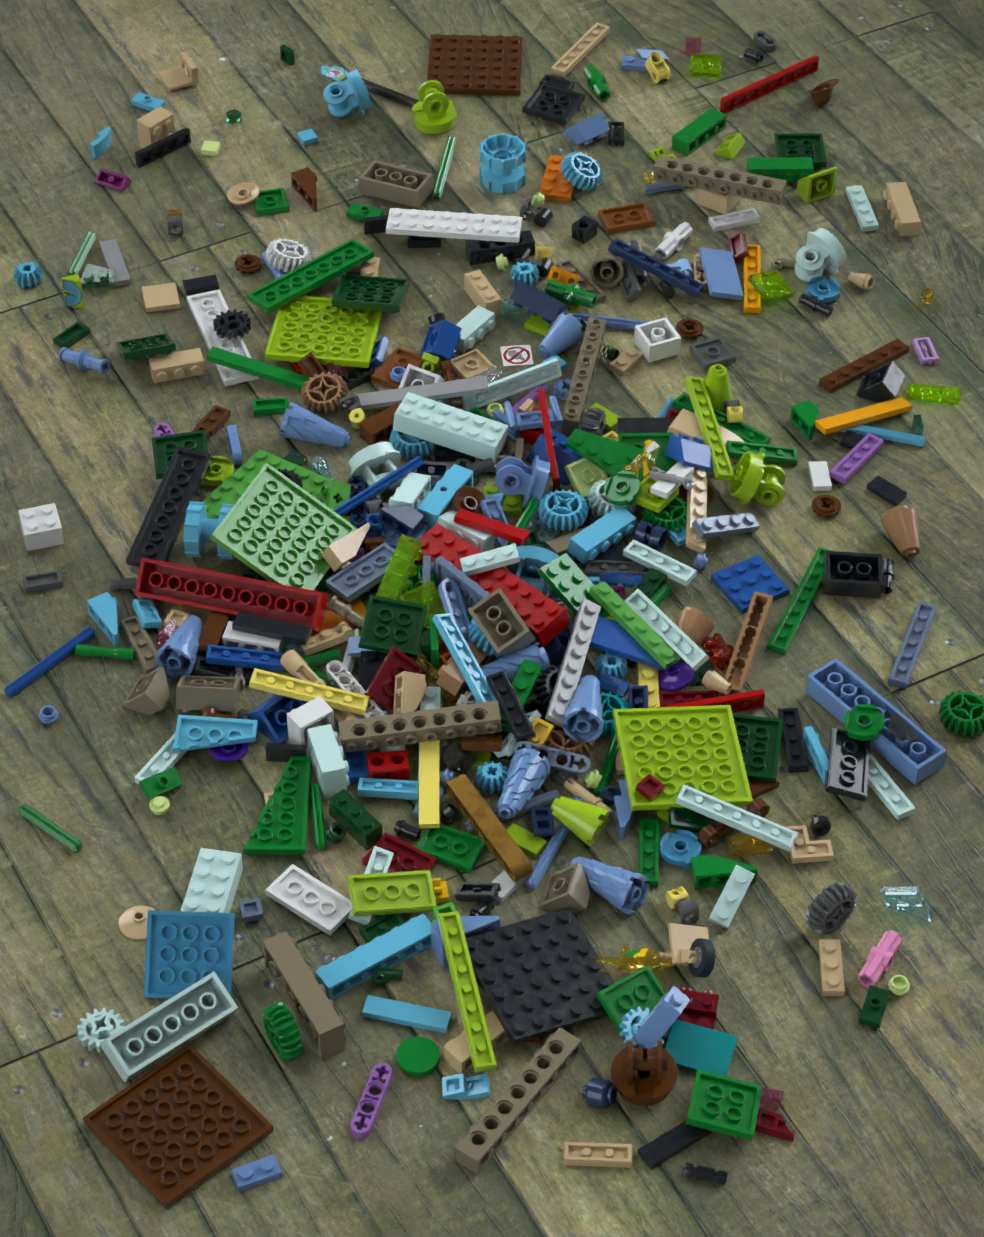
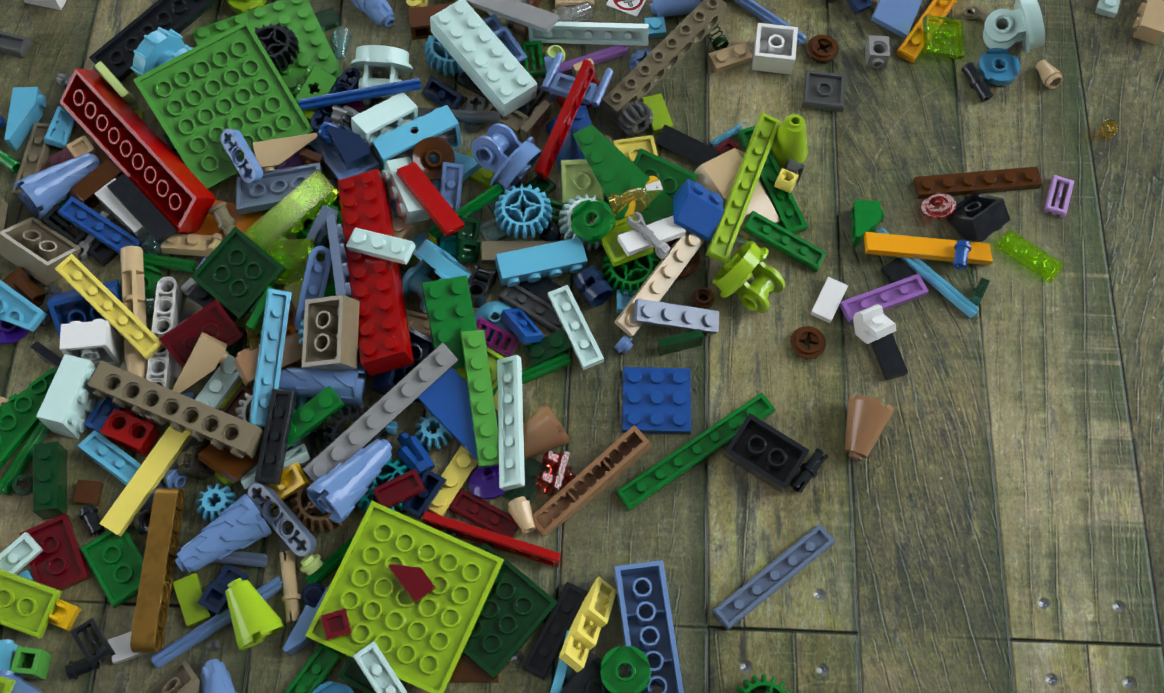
camera: 30 degrees right, 20 degrees up
(173, 555) = (115, 83): none -> yellowish green tile
(334, 570) = (250, 162): none -> medium blue beam
(387, 817) = (88, 492): none -> reddish brown tile
(624, 699) = (399, 489): none -> dark red tile
(680, 740) = (413, 580): none -> dark red tile
(731, 314) = (877, 51): none -> light grey brick
(731, 508) = (703, 292): none -> reddish brown plate
(739, 542) = (680, 342): none -> dark green tile
(815, 717) = (587, 624): none -> light yellow slope
(844, 389) = (935, 201): none -> clear red gear
(863, 470) = (872, 324): none -> white brick
(888, 404) = (961, 254): none -> blue pin

